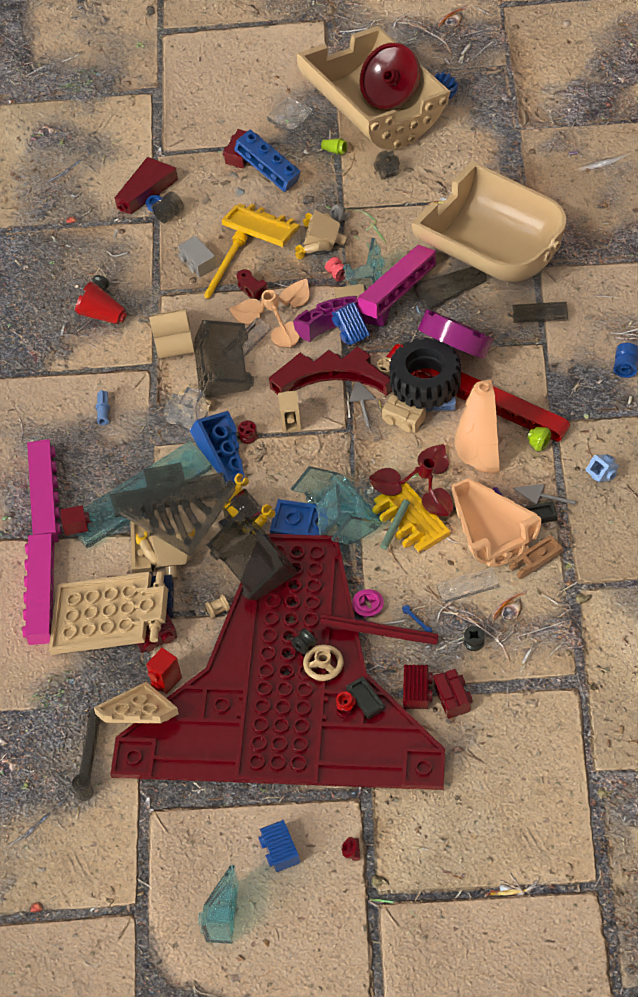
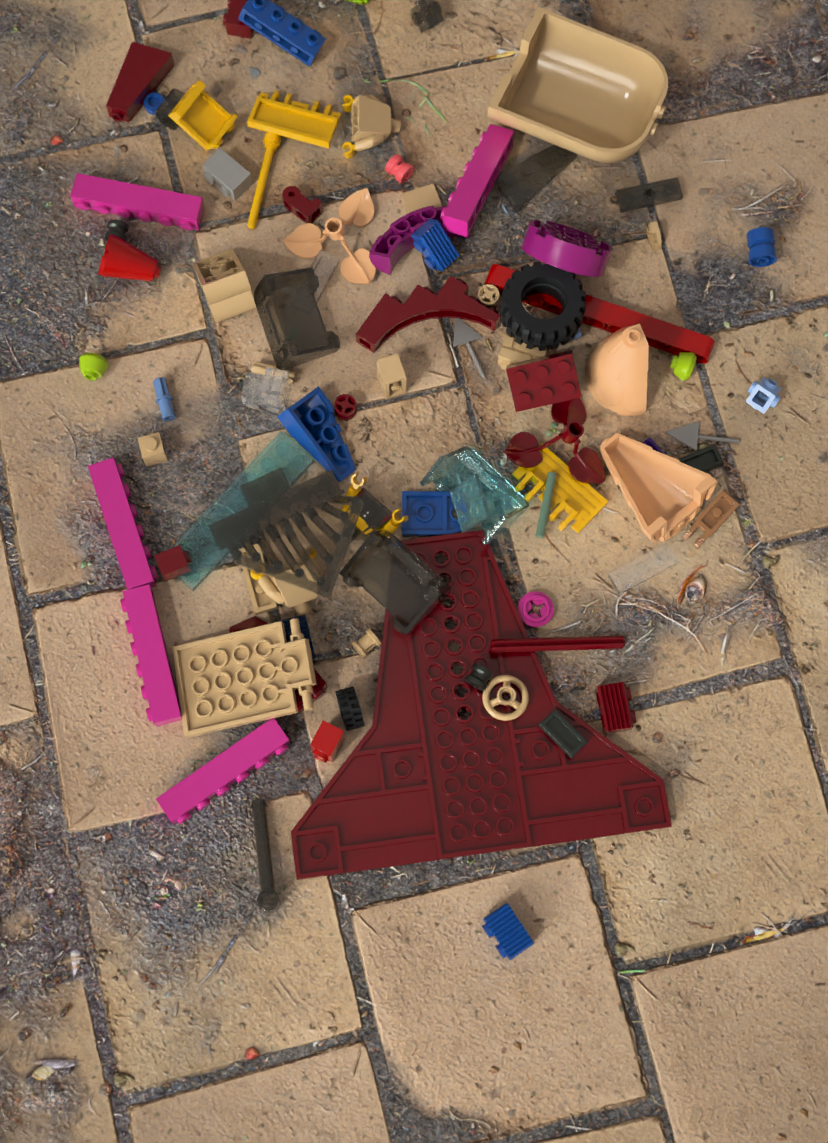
camera: 20 degrees left, 20 degrees up
(53, 375) = (93, 365): none -> lime cone
(73, 683) = (223, 771): none -> dark pink brick
(82, 440) = (152, 449): none -> tan brick
(121, 267) = (137, 201): none -> dark pink brick
(137, 705) = (308, 791): tan plate -> none
(187, 213) = (202, 117): none -> yellow panel
(189, 650) = (350, 708): none -> black tyre
(220, 909) = (464, 1031): clear light blue slope -> none
(338, 214) = (382, 90): light grey plate -> none
(342, 697) = (536, 743): red plate -> none
(351, 849) = (586, 918): dark red plate -> none
(371, 270) = (439, 168): clear light blue plate -> none
(406, 610) = (579, 608): blue hinge -> none
(414, 429) = (543, 381): none -> dark red brick
(452, 693) = (656, 708): dark red brick -> none
(474, 644) = (661, 638): pearl dark grey wheel -> none
(537, 341) = (654, 235): none -> tan tile

